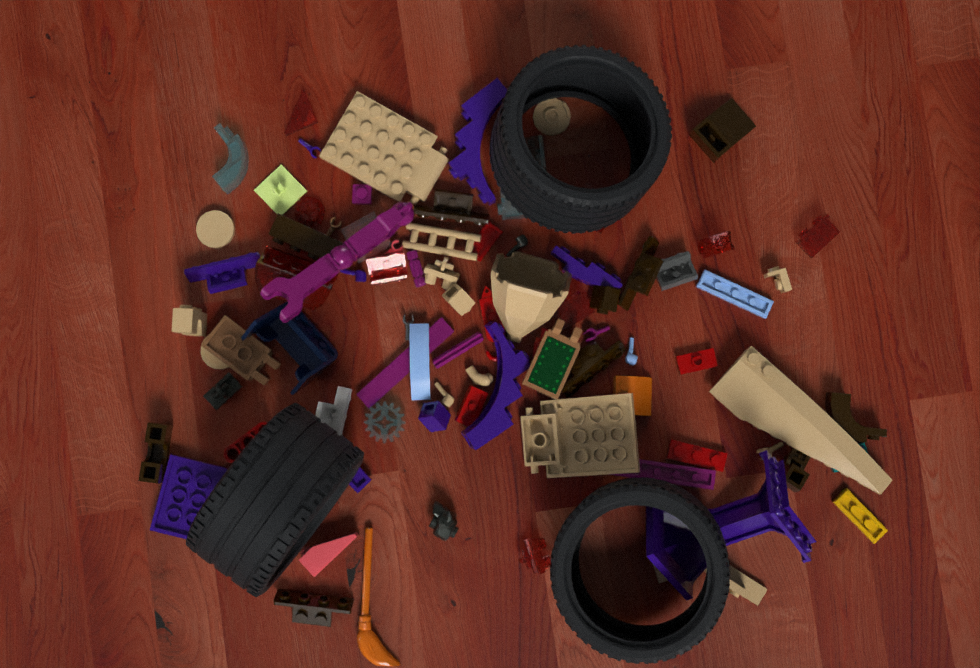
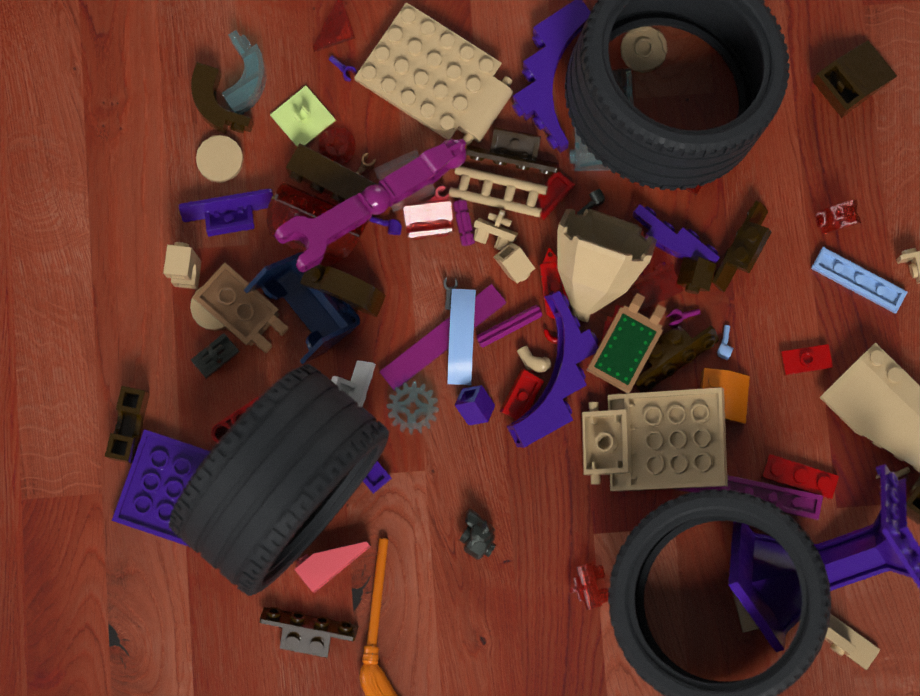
camera: 10 degrees right, 5 degrees down
(198, 176) = (204, 88): none -> dark brown arch
(322, 330) = (345, 287): none -> dark brown arch
(362, 194) = (403, 128): magenta plate -> none
(448, 400) = (493, 386): tan hand -> none
(676, 271) = (787, 246): dark grey bracket -> none

